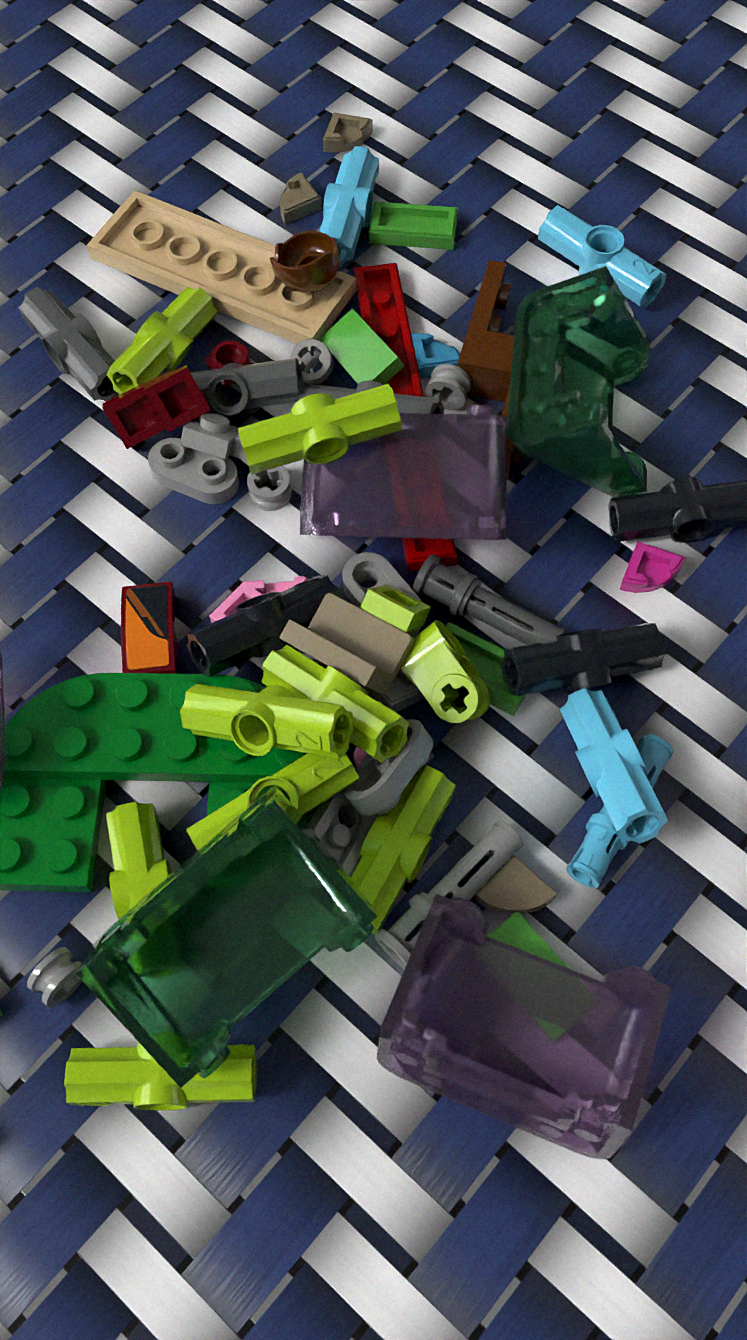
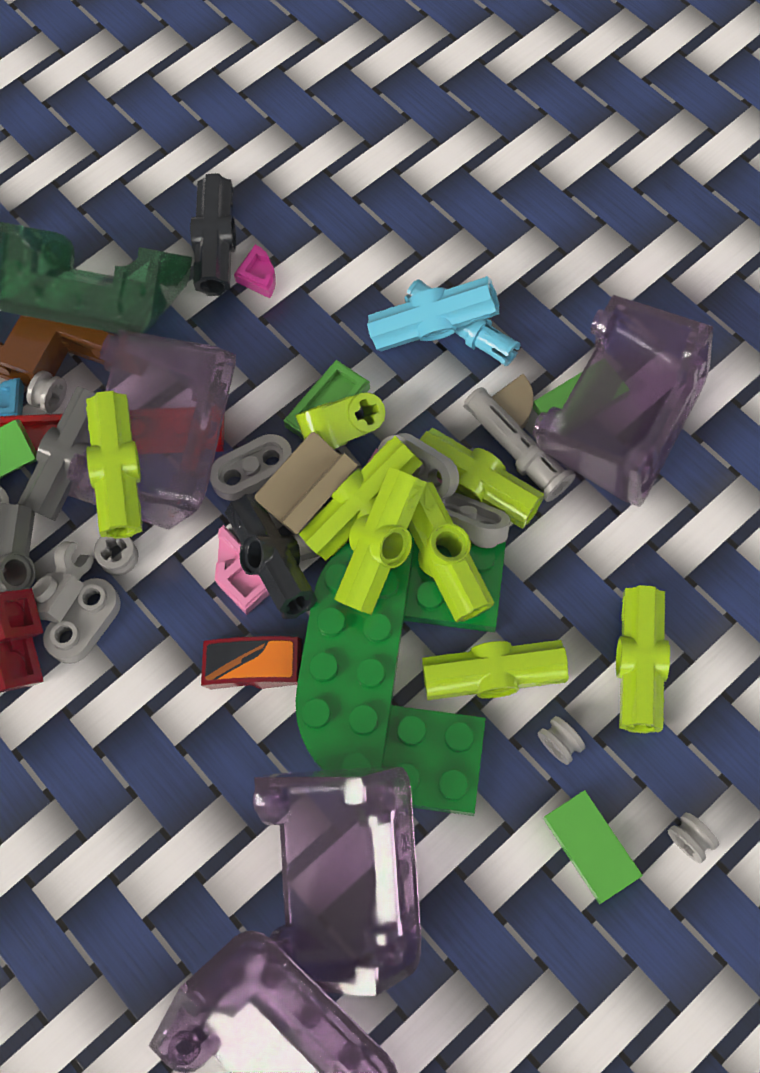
camera: 80 degrees left, 5 degrees up
(225, 935) = (548, 581): clear green windscreen -> none
(396, 608) = (277, 446): lime tile -> none
(469, 589) = (261, 403): dark grey pin -> none
(583, 659) = (339, 324): black piece -> none

